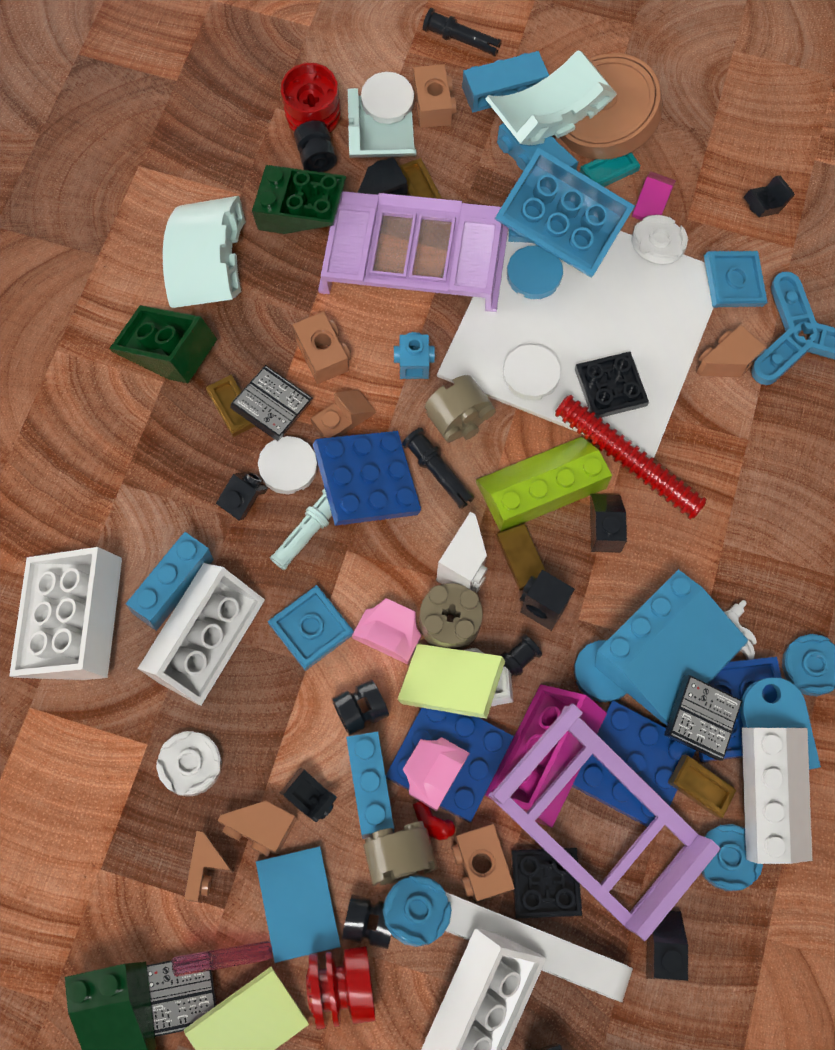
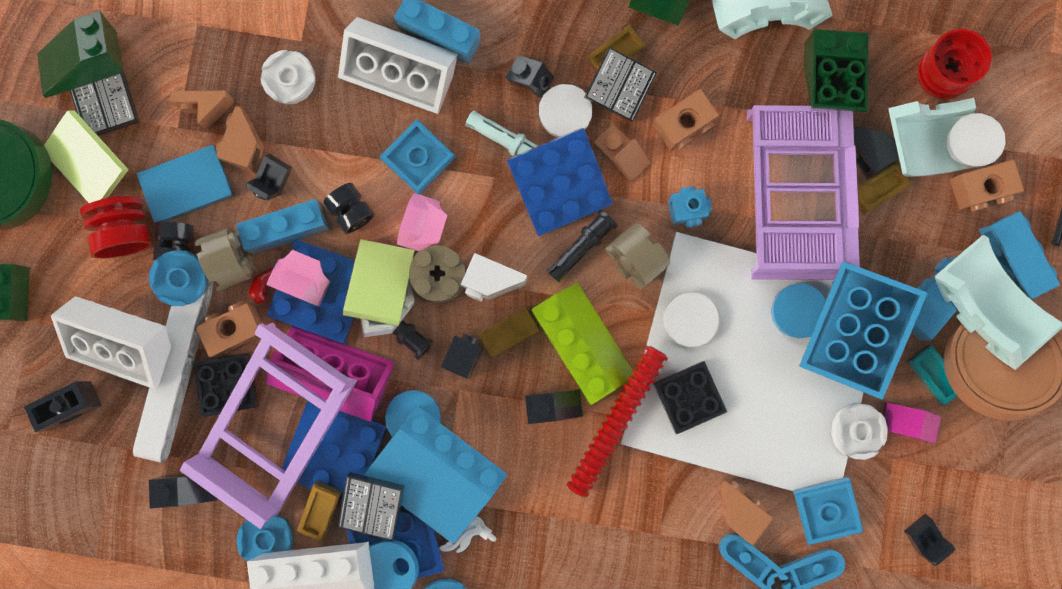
camera: 85 degrees right, 15 degrees up
(221, 958) = (131, 130): clear pink axle -> none
(315, 146) = (907, 77): black wheel -> none

